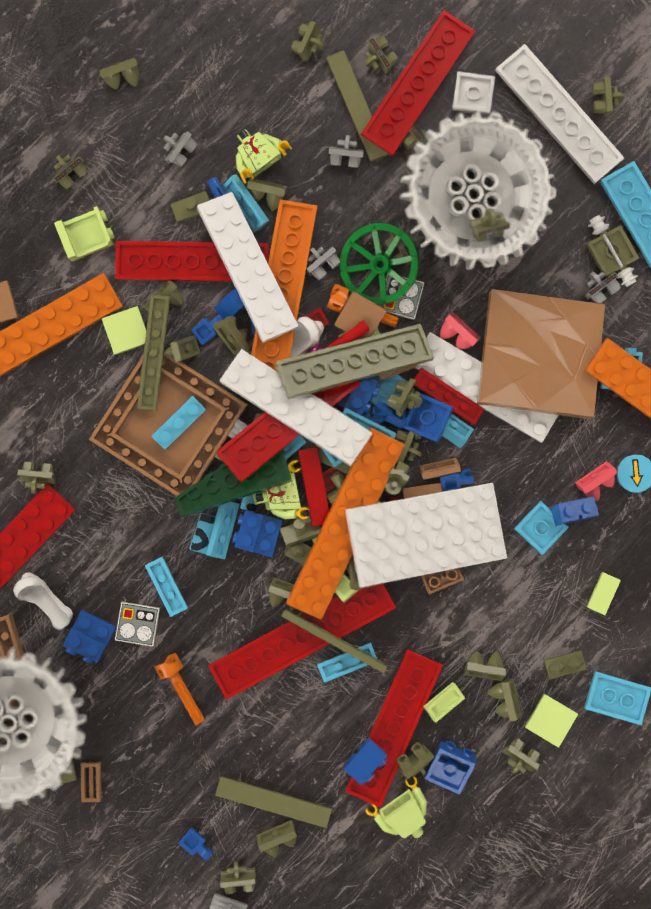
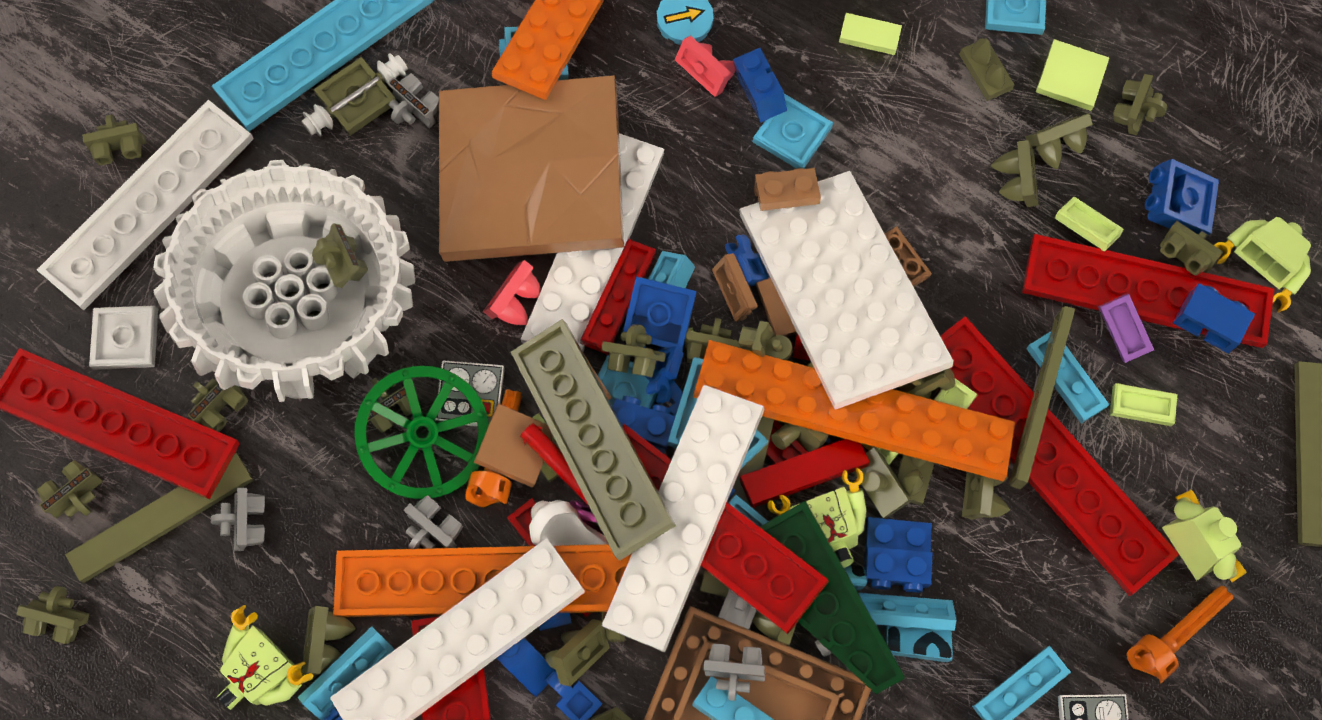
camera: 105 degrees left, 15 degrees down
(209, 414) = (749, 669): none -> light grey hips
(231, 714) = (1204, 539): none -> yellowish green torso
(322, 705) = (1143, 404): none -> yellowish green tile
(371, 706) = (1126, 328): none -> medium lavender tile
(498, 514) = (787, 189): none -> medium nougat bracket

